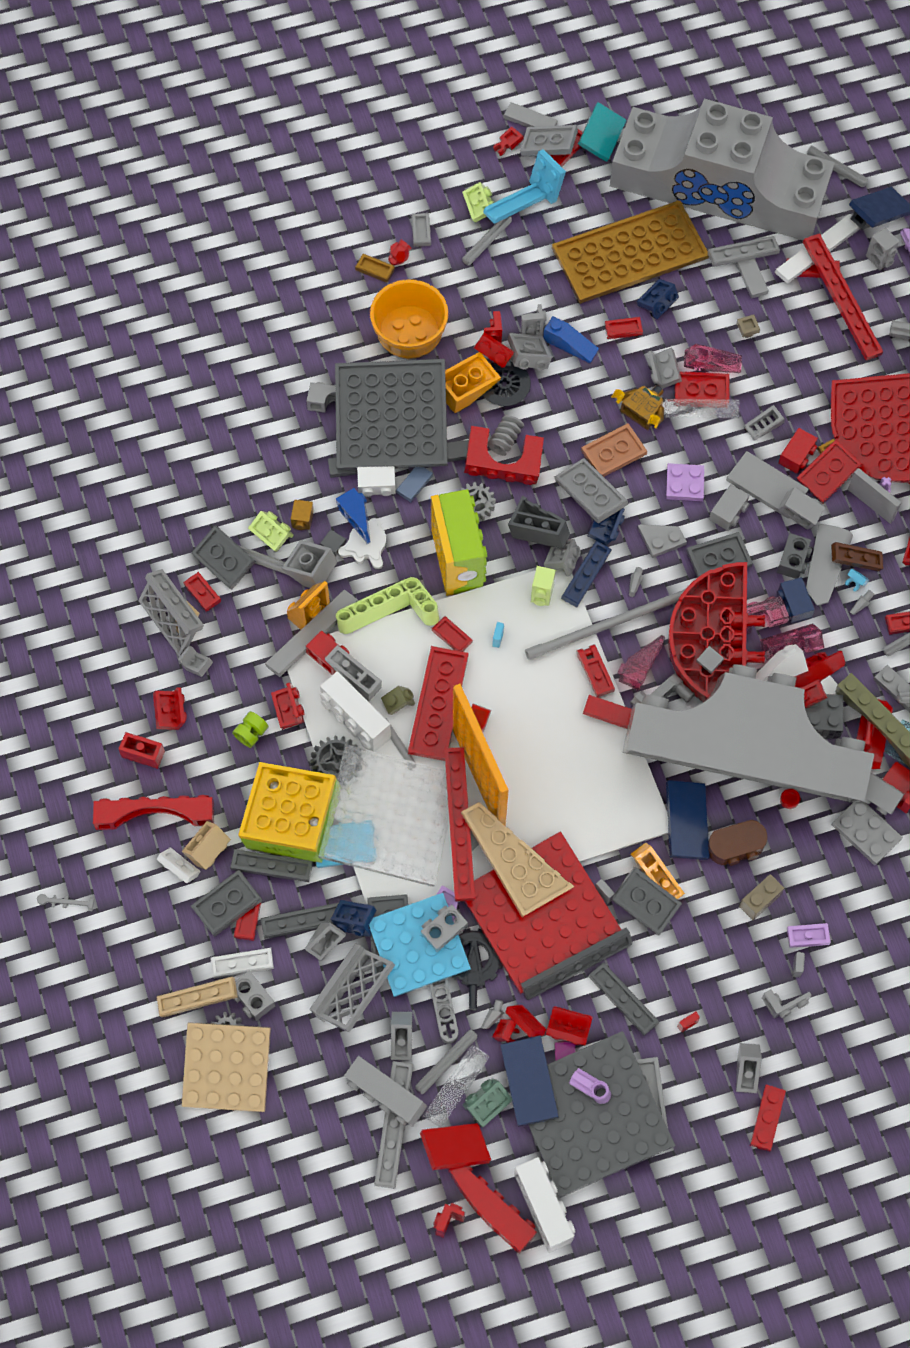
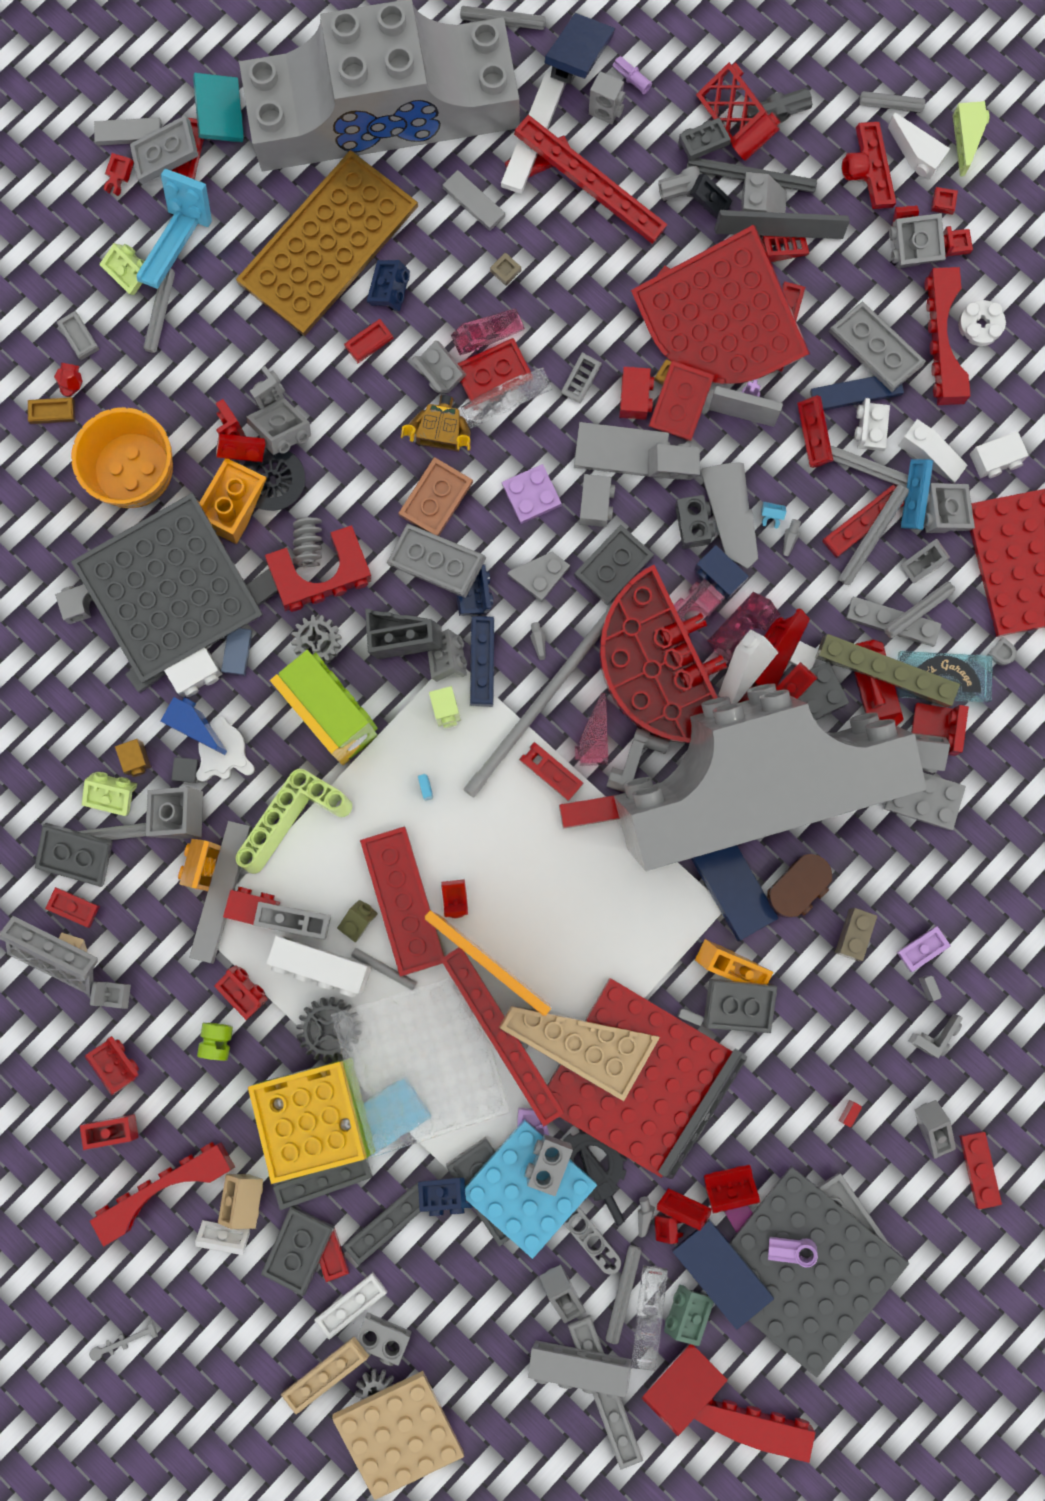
camera: 25 degrees left, 15 degrees up
(324, 940) = (425, 1235): light grey slope -> none
(342, 982) = (469, 1273): light grey fence -> none
(443, 1219) = (718, 1461): red bracket -> none
(452, 634) = (375, 812): red tile -> none
(543, 1204) = (807, 1400): white brick -> none
(569, 340) = (317, 388): blue slope -> none
(623, 999) = (769, 1122): dark grey tile -> none
(710, 659) = (671, 699): light grey tile -> none
(743, 251) = (453, 178): light grey tile -> none
(857, 556) = (762, 488): reddish brown plate -> none

